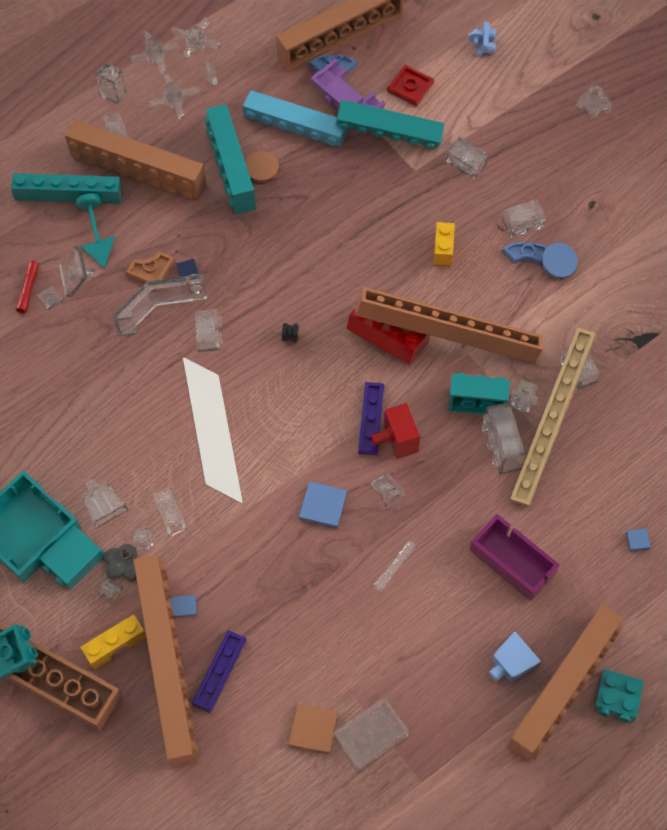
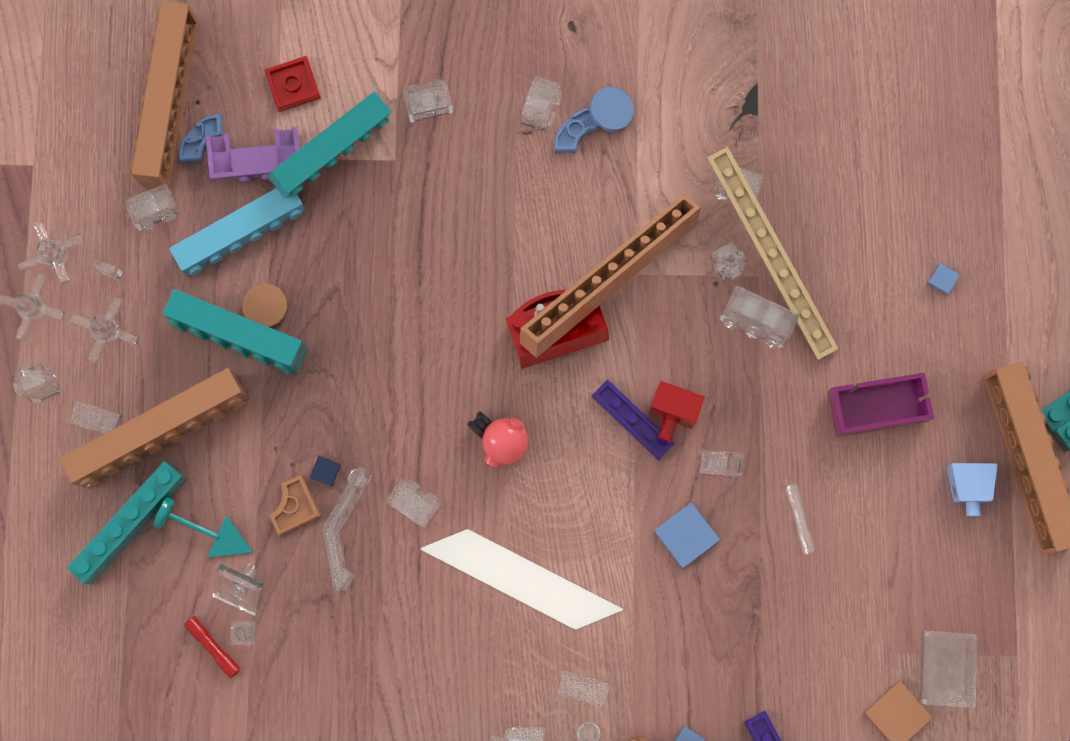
camera: 50 degrees left, 15 degrees up
(268, 68) = (152, 207): none -> clear brick
(290, 350) = (504, 442): none -> coral brick
(444, 243) = (505, 201): yellow brick -> none
(476, 393) = (695, 302): teal brick -> none

